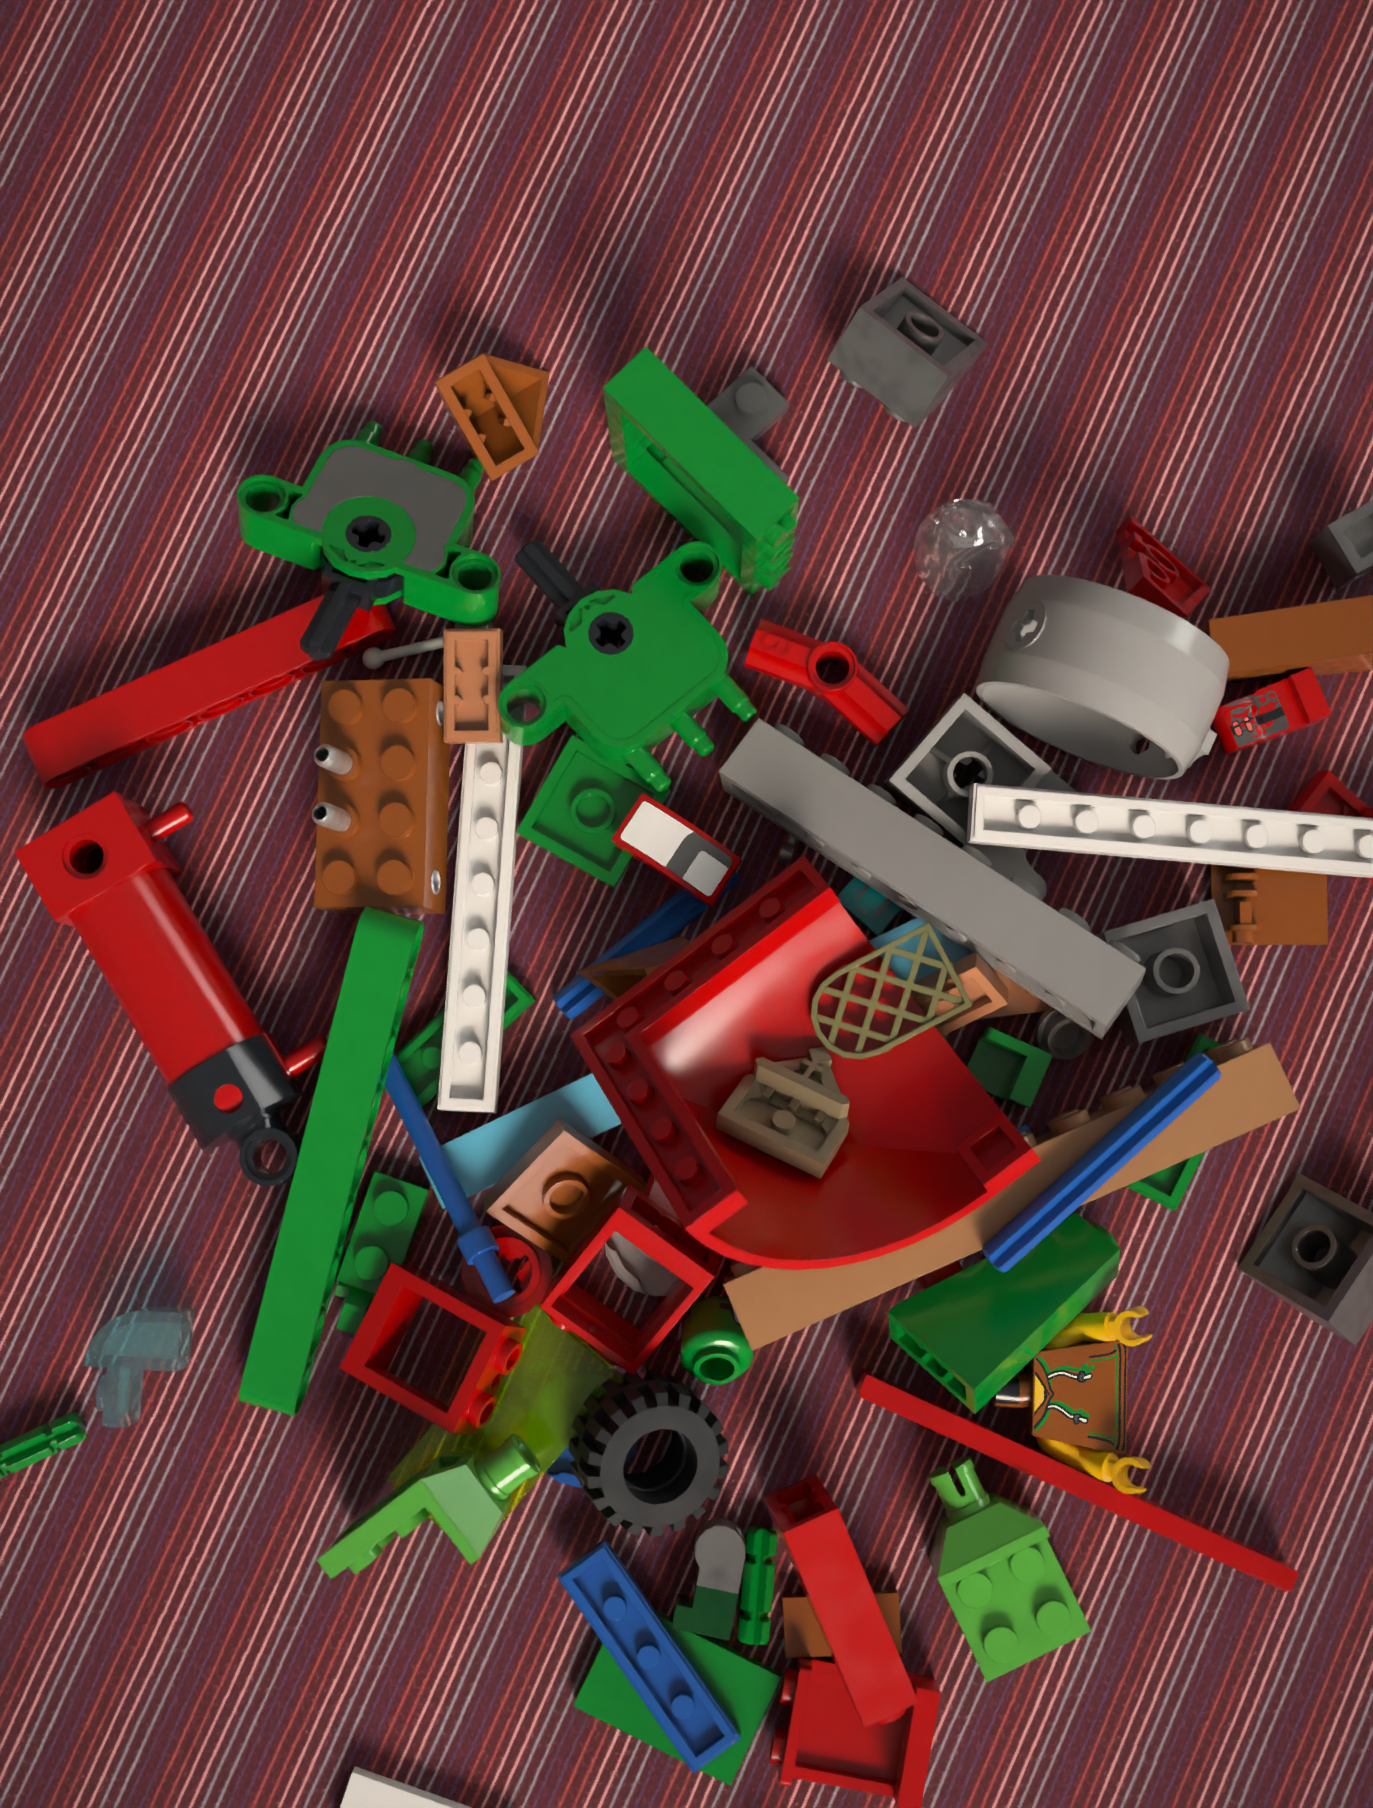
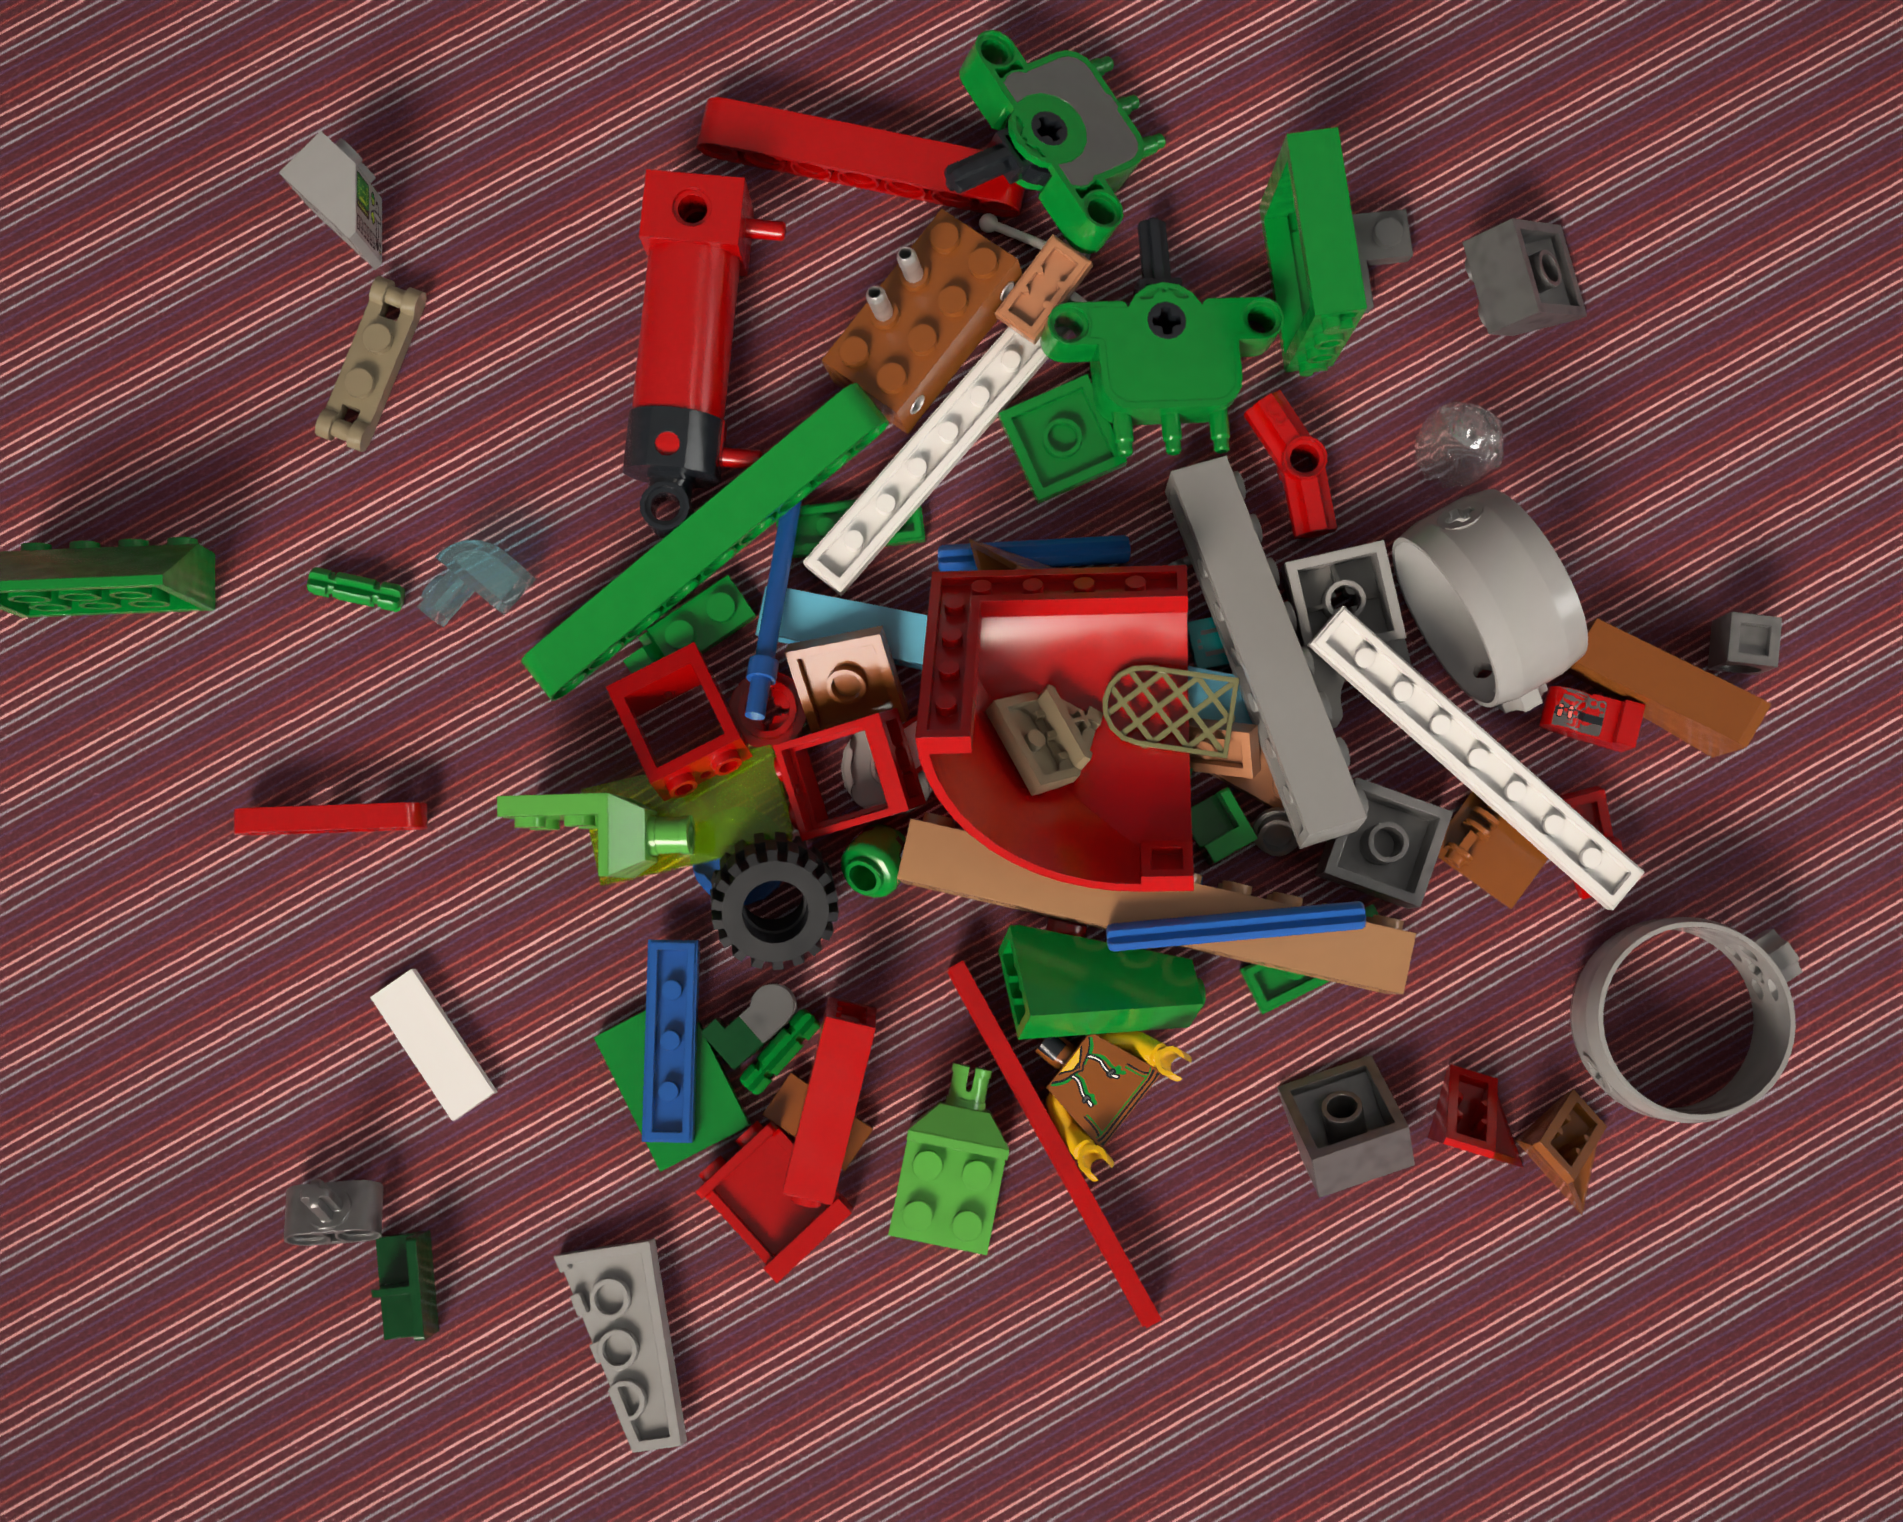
camera: 35 degrees right, 0 degrees up
(167, 1688) = (330, 818): none -> red beam
(496, 410) = (1203, 110): dark orange slope -> none
(676, 850) = (1100, 505): slope -> none
(1156, 572) = (1586, 560): red wing -> none

